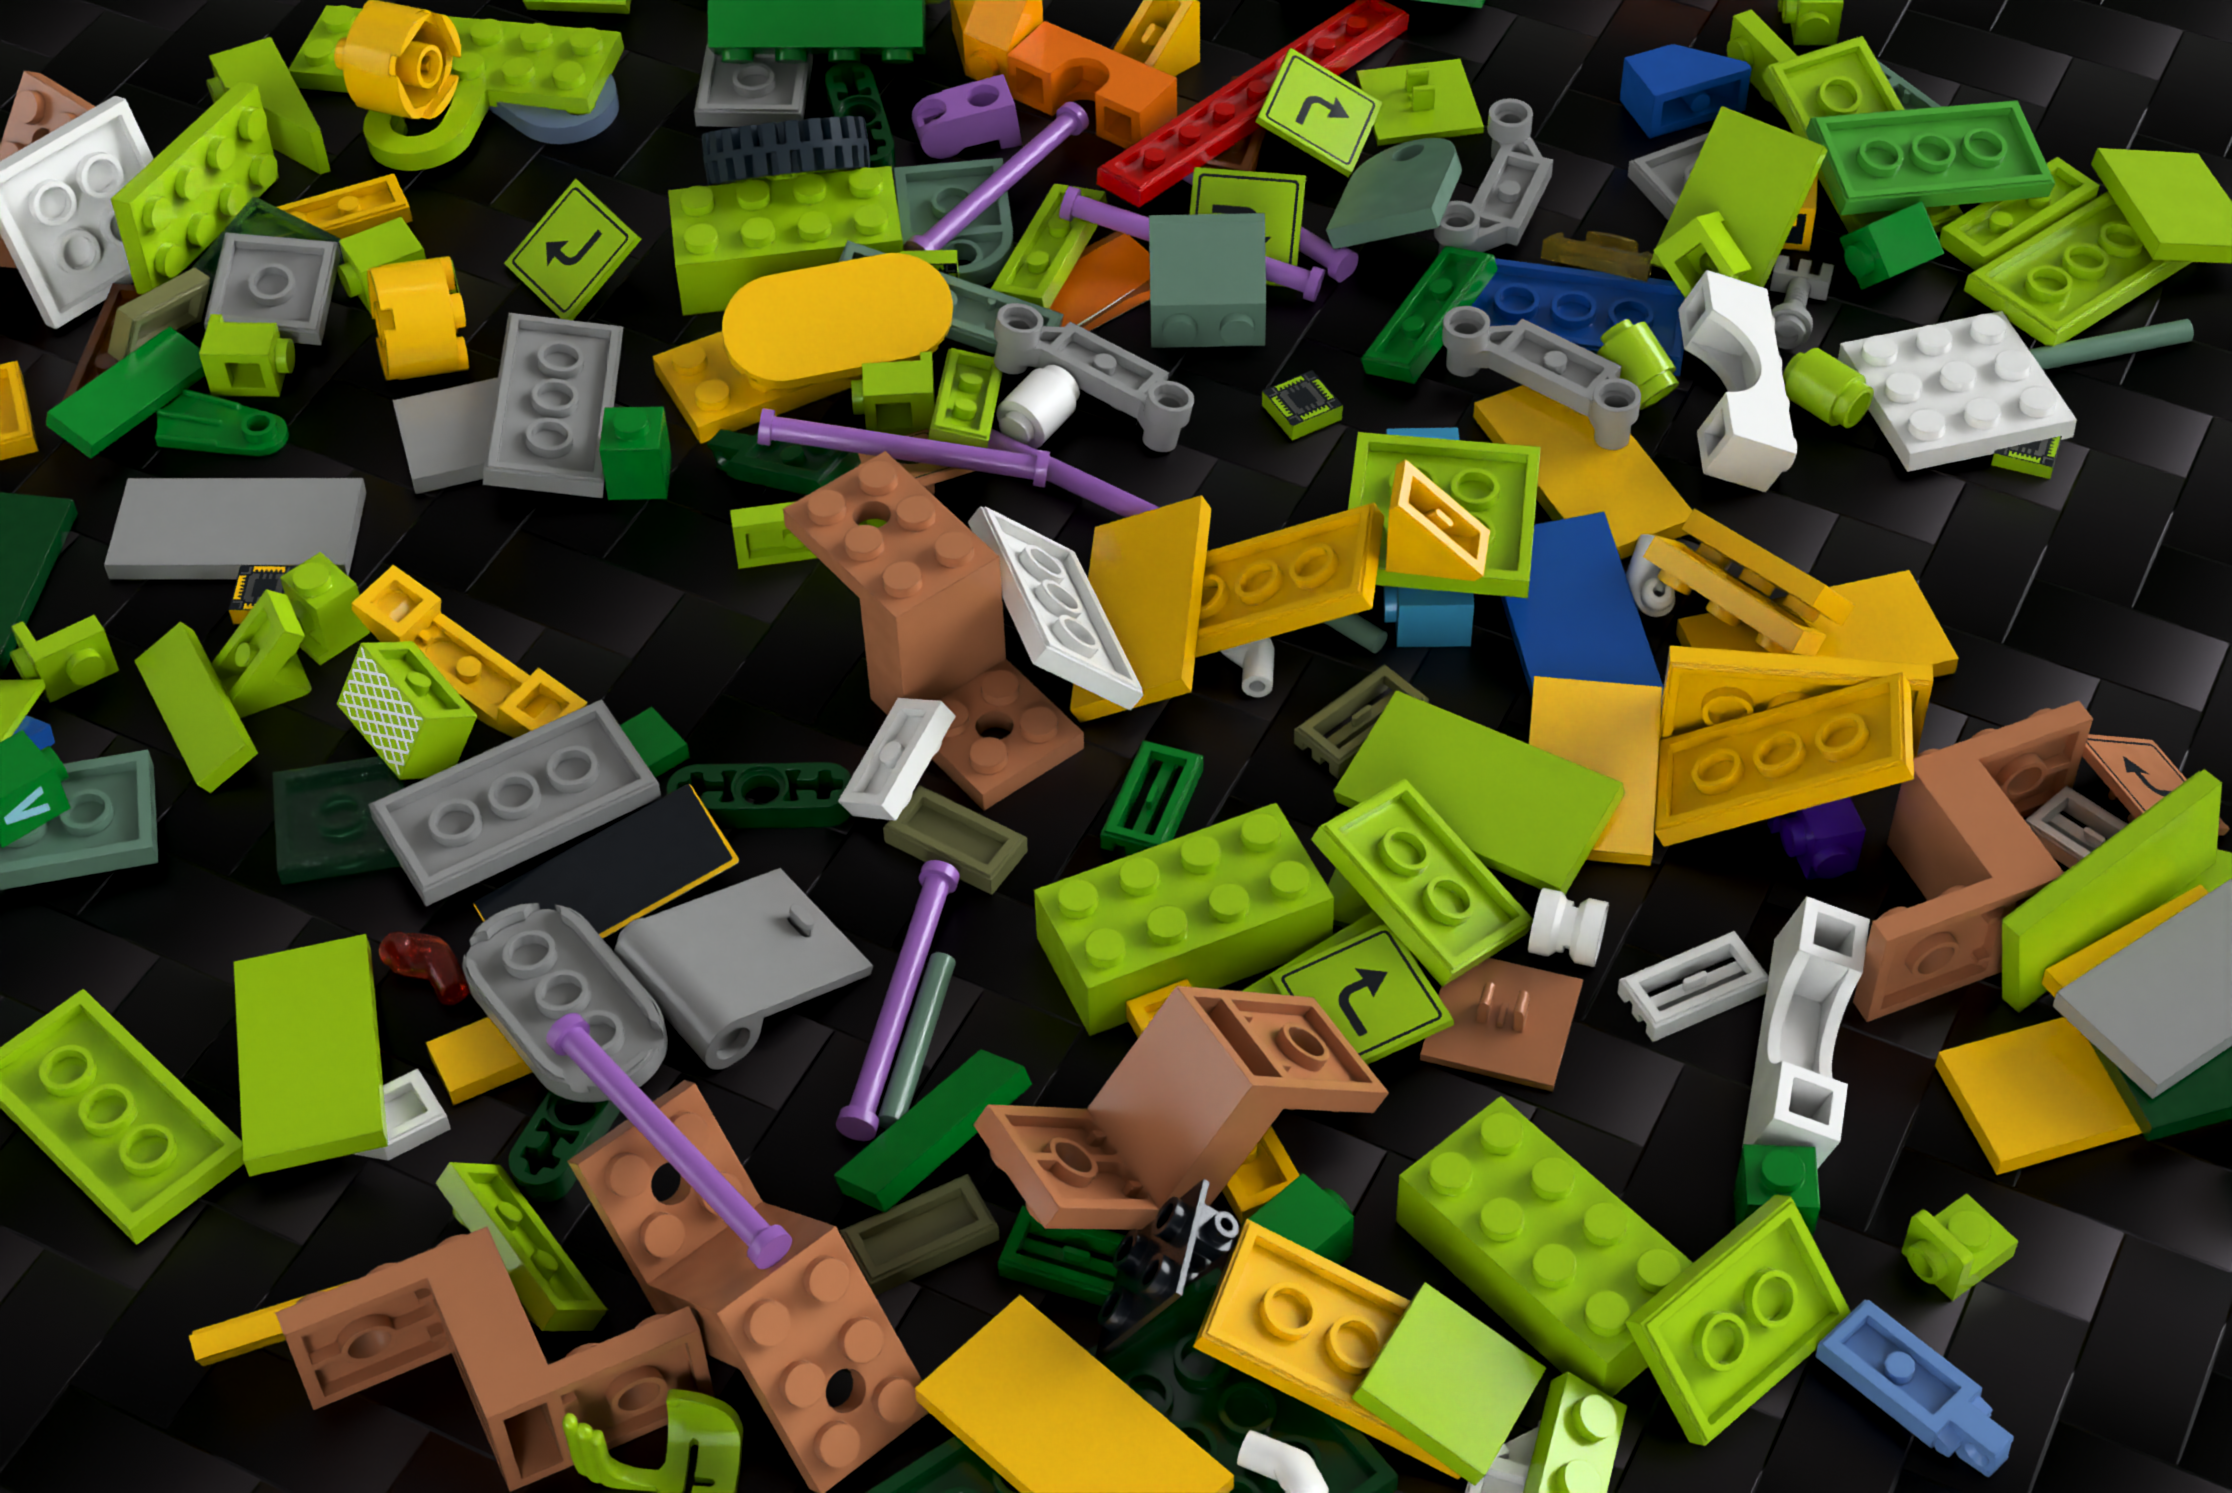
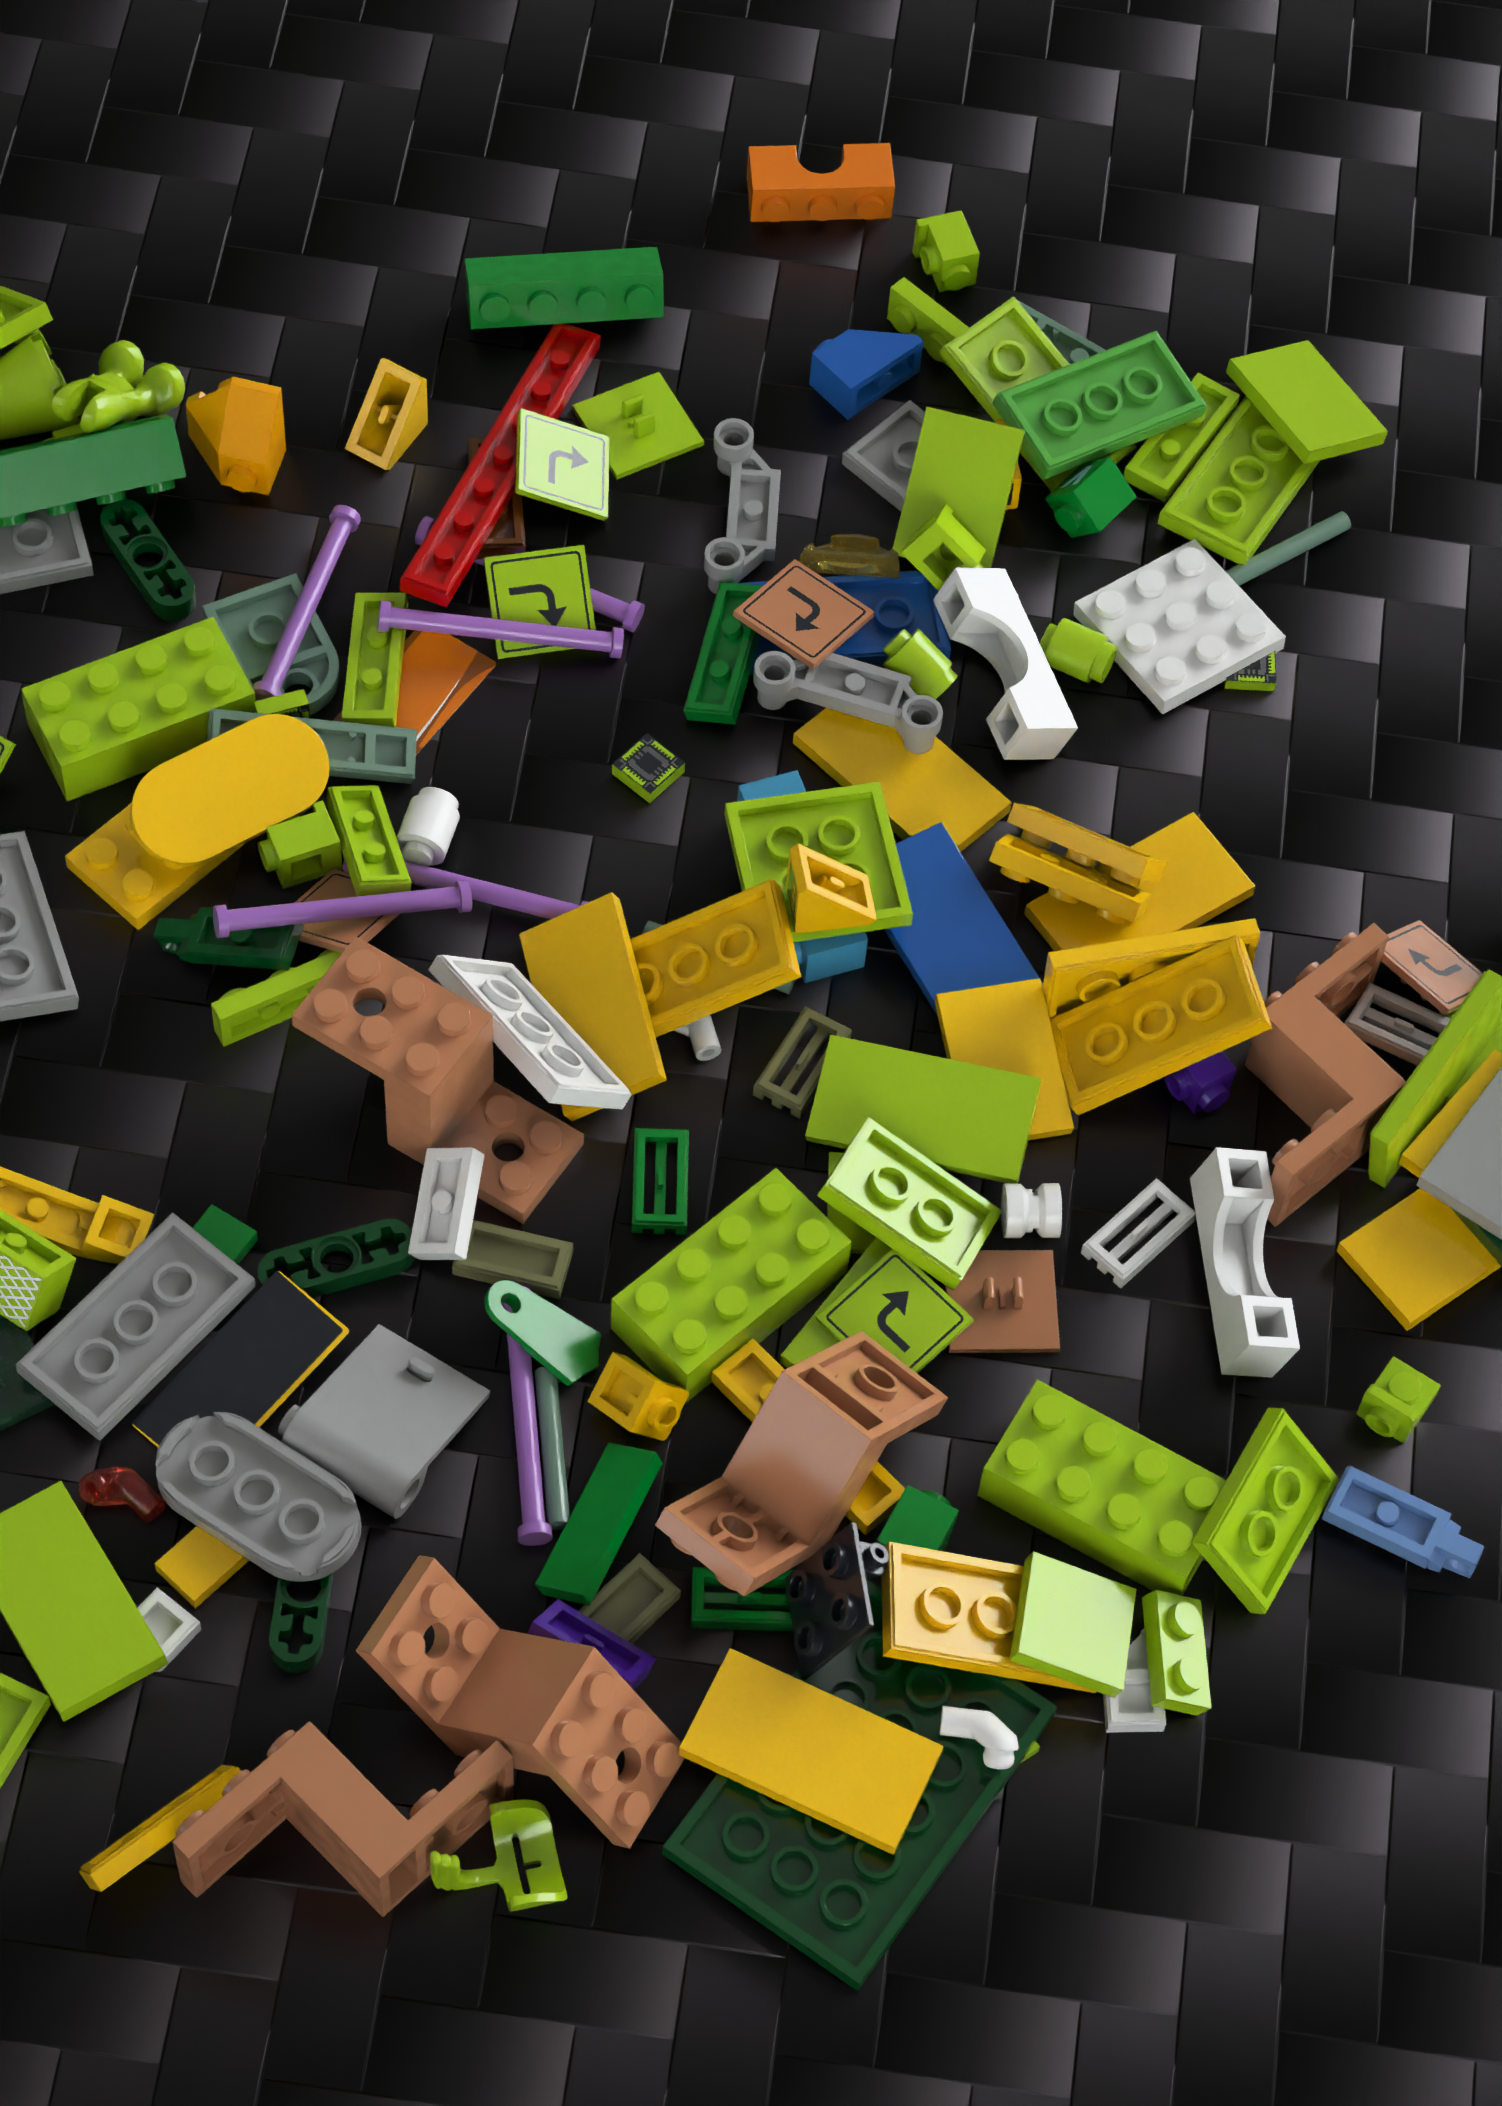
camera: 25 degrees left, 10 degrees up
(540, 1270) = (292, 1703): lime plate -> none
(635, 453) = (96, 961): green brick -> none
(764, 1242) = (436, 1613): medium lavender bar -> none
(785, 149) = (114, 625): black wheel -> none
(887, 1271) = (569, 1625): none -> dark purple plate
(954, 914) = (544, 1331): none -> piece
(968, 117) = (249, 538): medium lavender leg -> none
(1032, 1010) = (638, 1398): none -> yellow bracket
(1064, 67) = (314, 463): orange arch -> none
(1099, 370) = (471, 780): light grey plate -> none
(1207, 280) = (533, 671): sand green slope -> none
(1396, 193) = (661, 541): sand green tile -> none
(1522, 286) = (803, 614): none -> nougat piece
(1649, 593) = (995, 884): white arm -> none
(1777, 1171) = (1254, 1389): green brick -> none
(1792, 319) = (1030, 589): light grey hinge -> none

